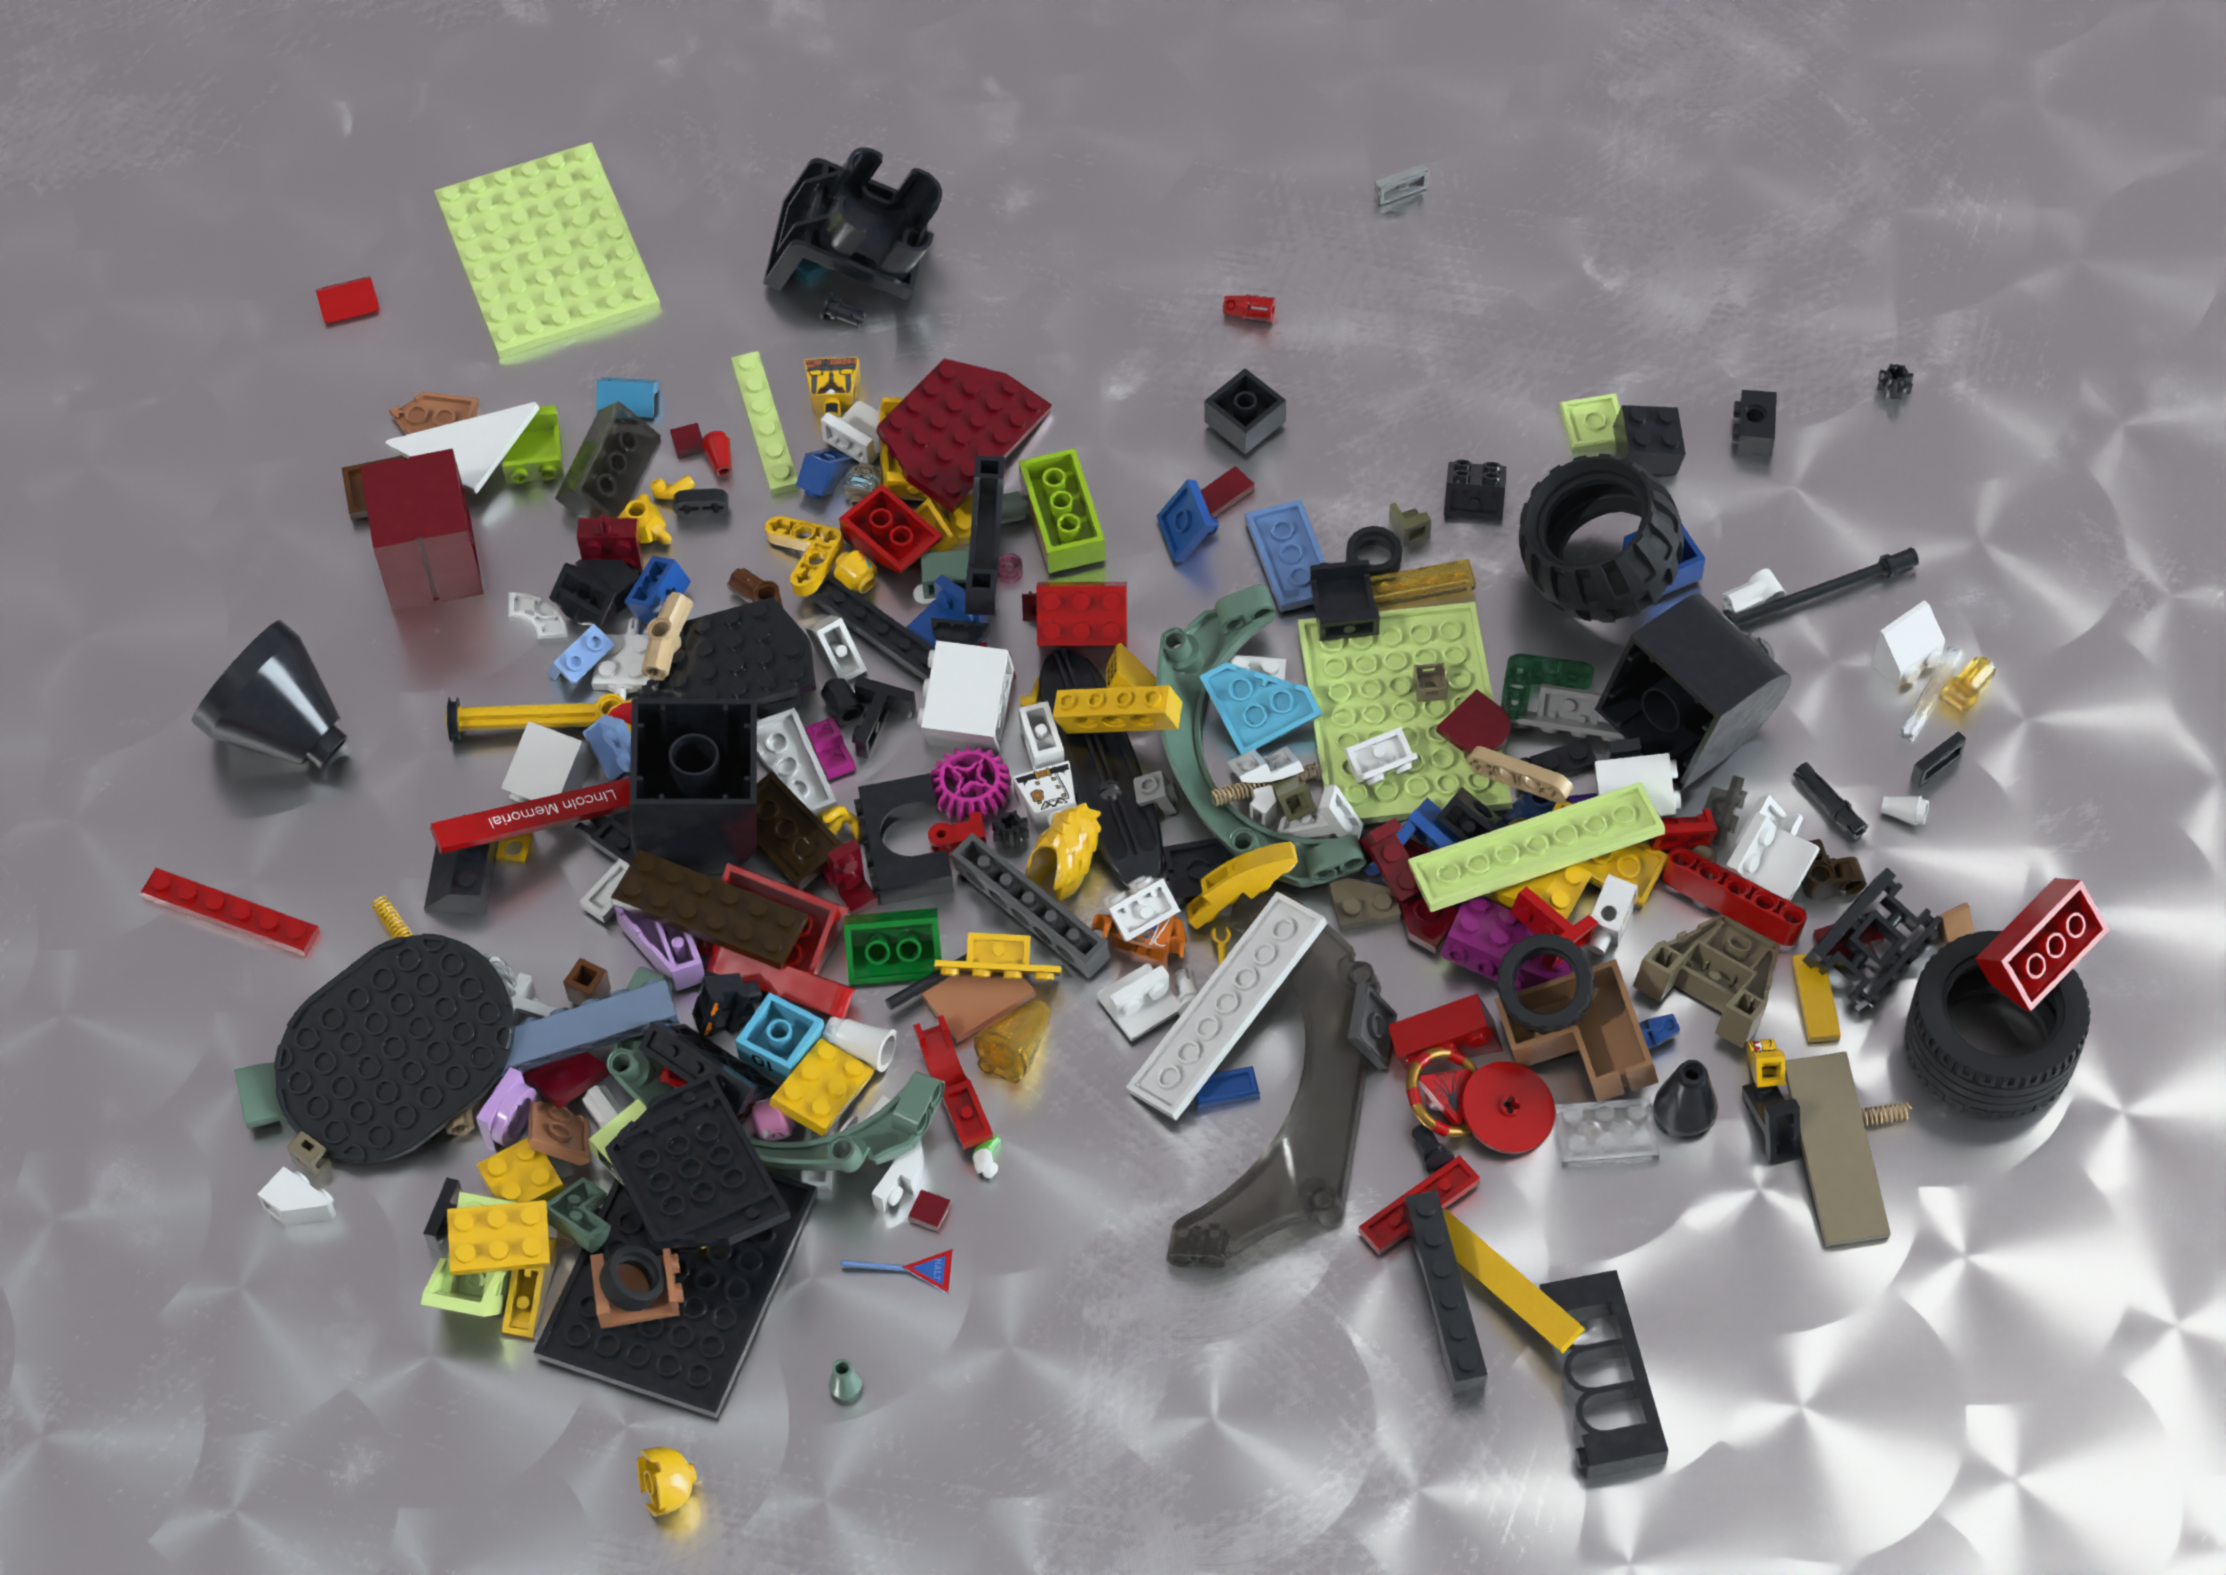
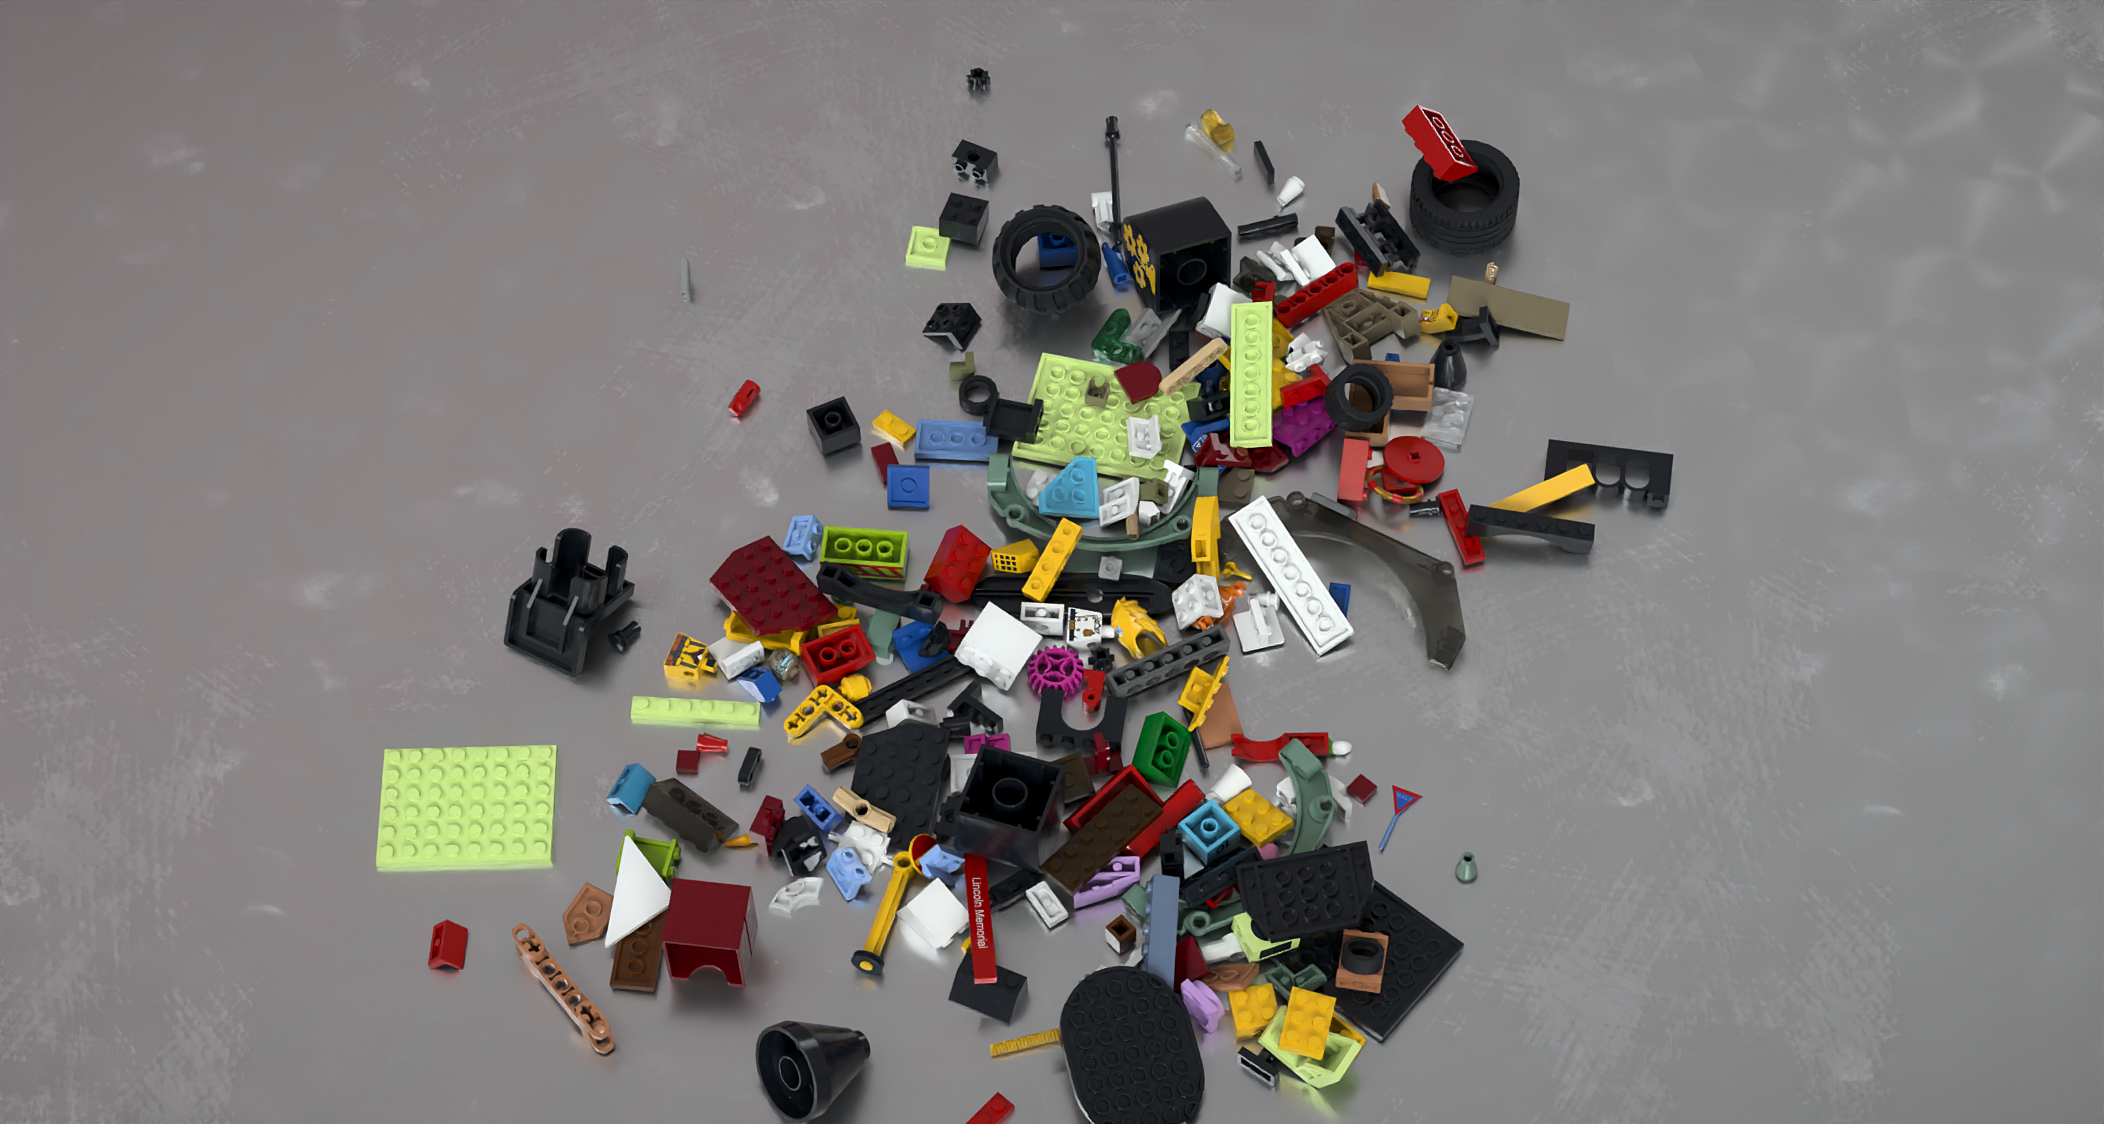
camera: 70 degrees left, 0 degrees up
(284, 451) = (585, 1014): none -> nougat piece
(649, 520) = (745, 807): yellow rock -> none
(665, 1478) = (1502, 984): yellow cylinder -> none
(666, 491) = (728, 781): yellow arm -> none
(836, 817) = (1053, 751): yellow piece -> none
(1012, 1041) = (1264, 702): clear yellow cone -> none
(1066, 436) = (803, 536): none -> light blue bracket
(1281, 481) = (894, 428): none -> yellow plate
(1422, 583) = (1013, 372): clear yellow plate -> none
(1594, 900) = (1299, 360): none -> white hinge
(1909, 645) = (1181, 145): white slope -> none

